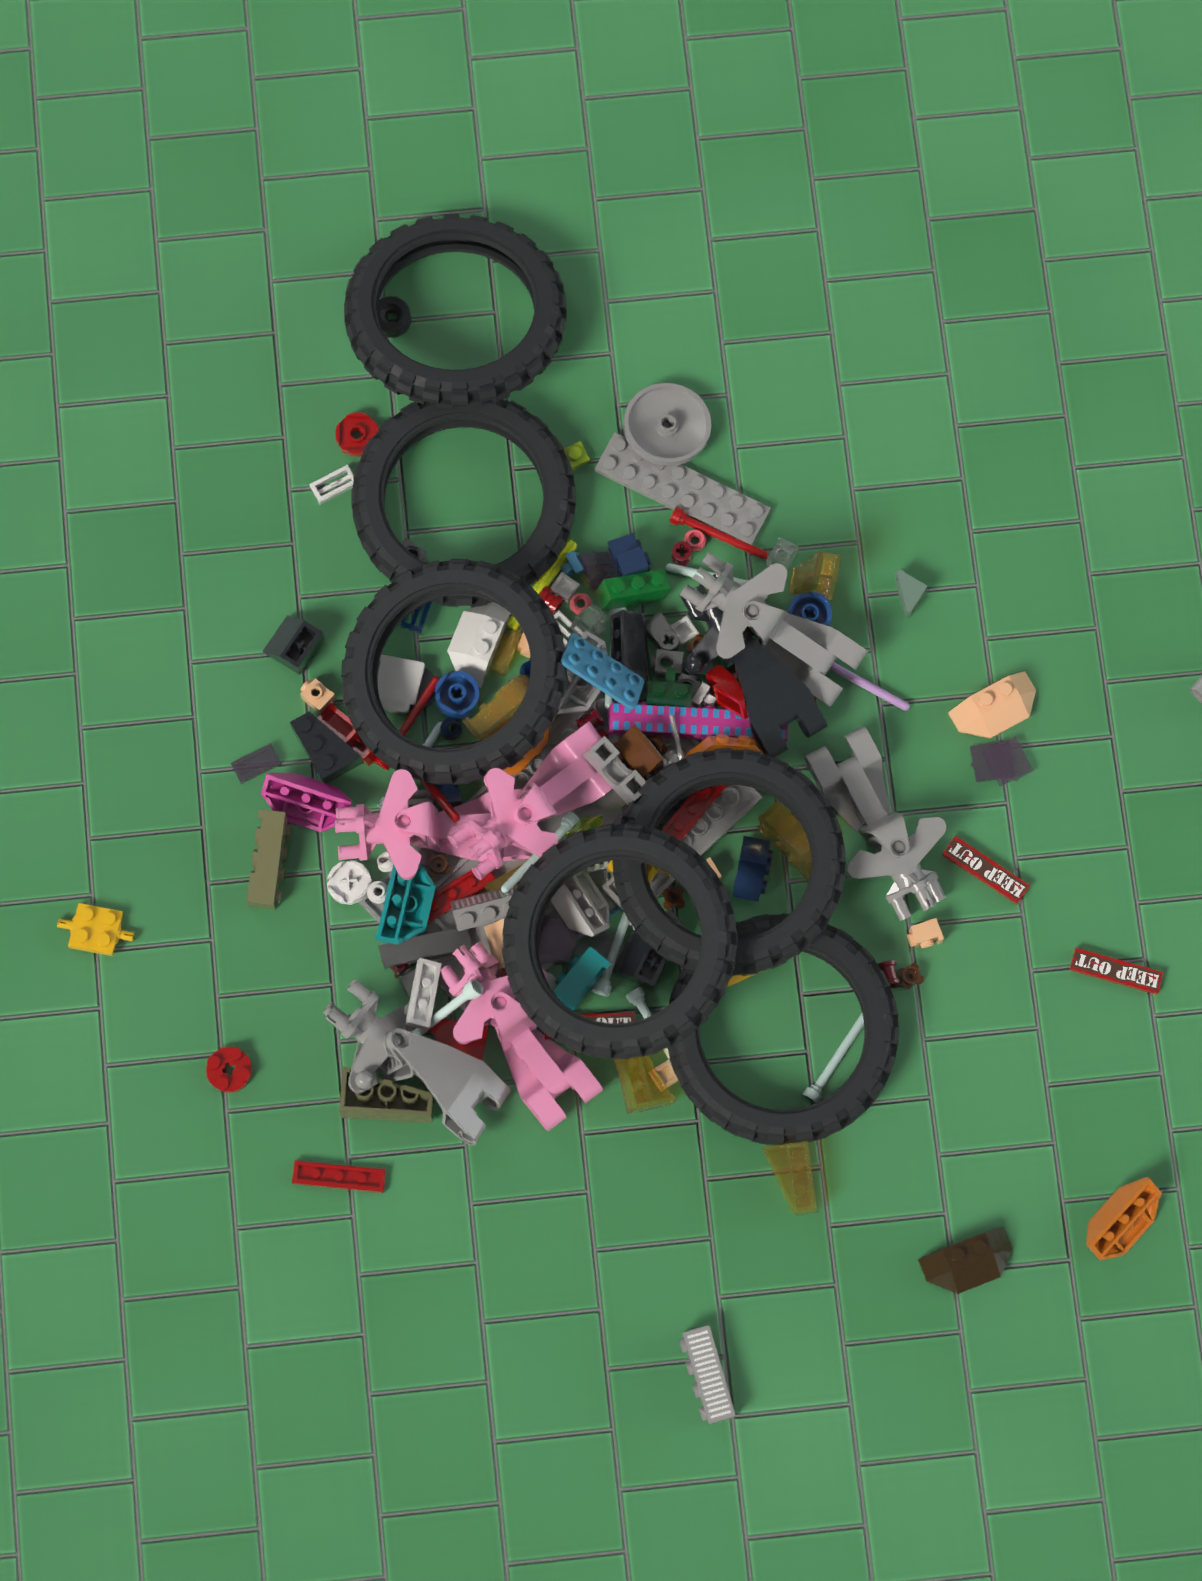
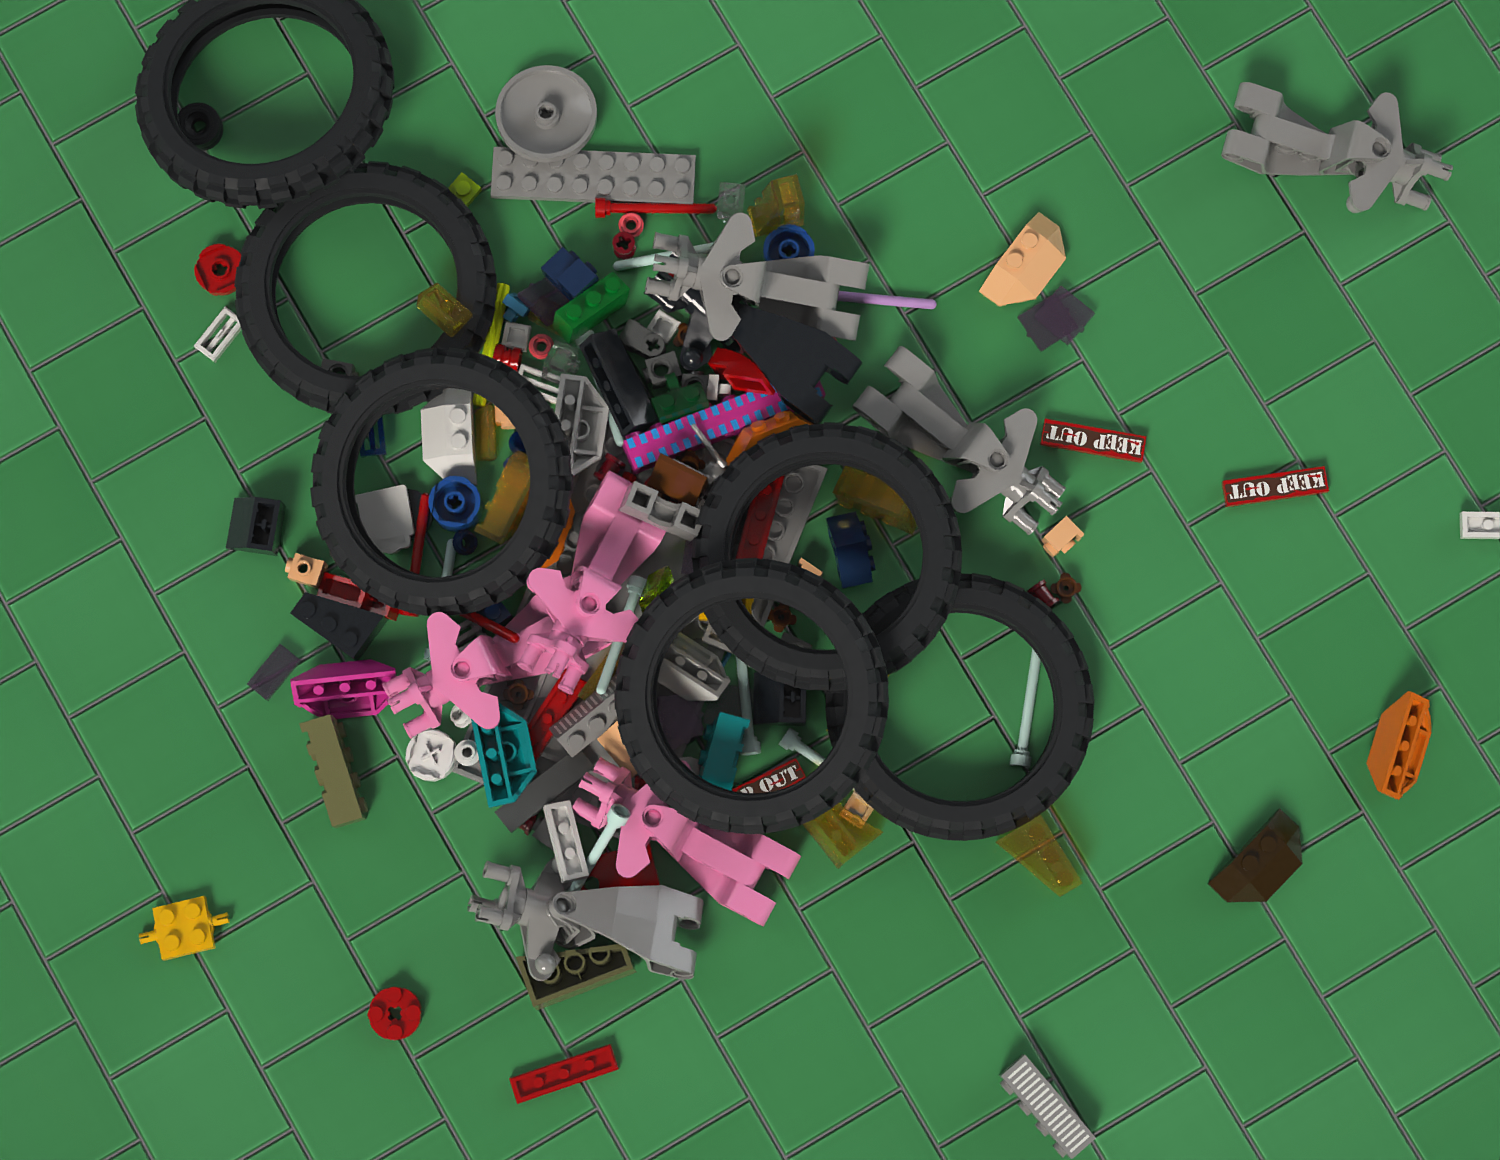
camera: 20 degrees left, 5 degrees up
(516, 540) = (443, 309): none -> clear yellow slope
(602, 671) = (600, 411): dark azure bracket -> none
(909, 591) = (881, 180): sand green slope -> none

